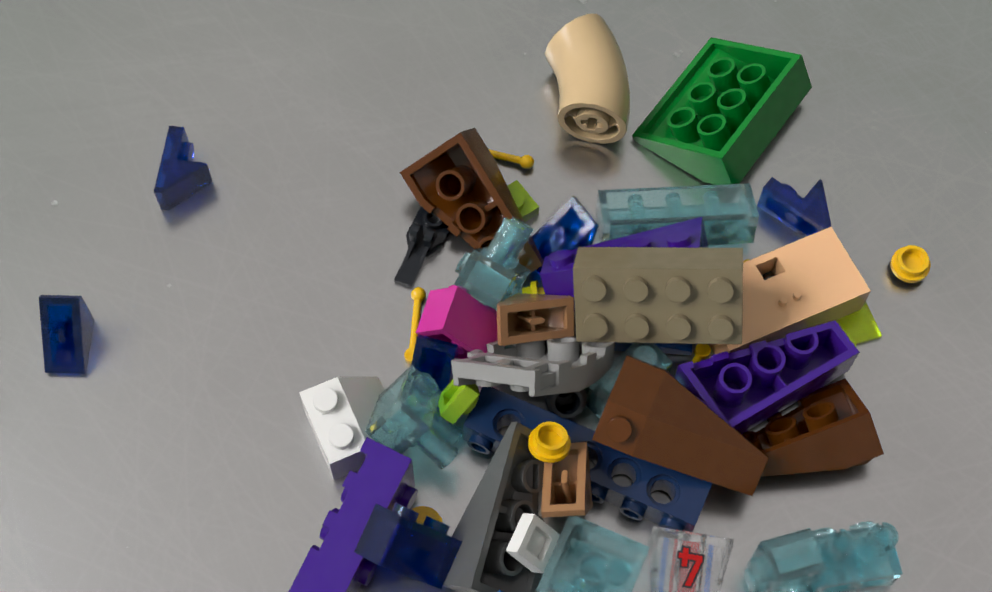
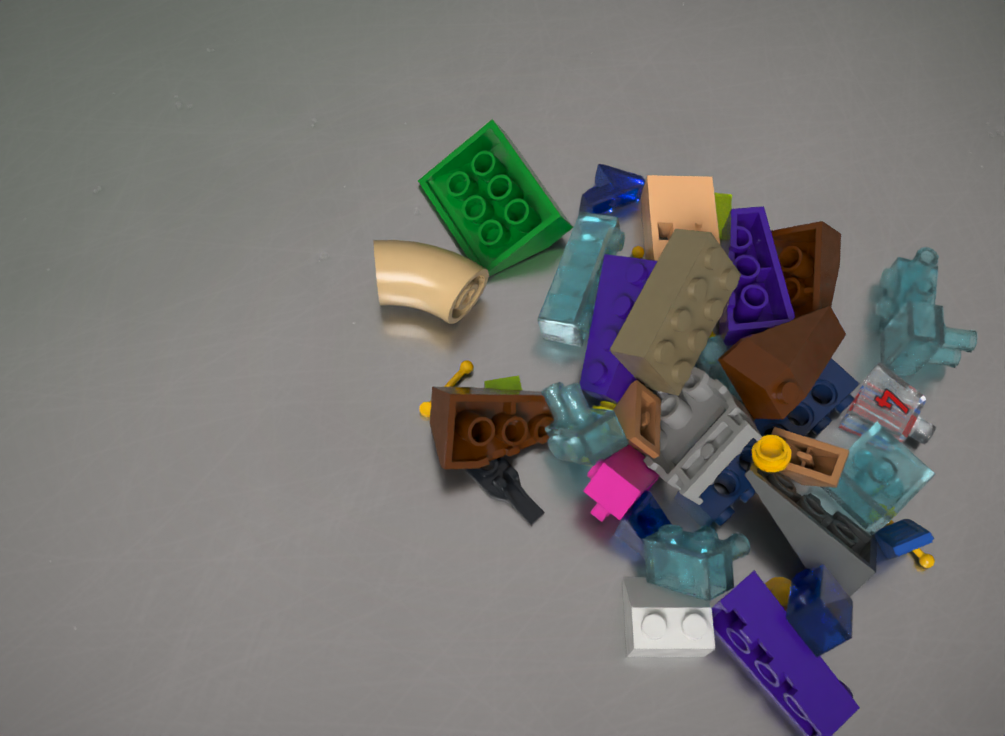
camera: 70 degrees left, 0 degrees up
(178, 173) = (334, 684): clear blue slope -> none
(418, 295) = (611, 539): yellow hinge -> none
(457, 401) = (687, 513): lime plate -> none
(532, 542) = (842, 509): white plate -> none
(566, 230) = (562, 359): clear blue slope -> none
(910, 264) = (684, 147): yellow plate -> none

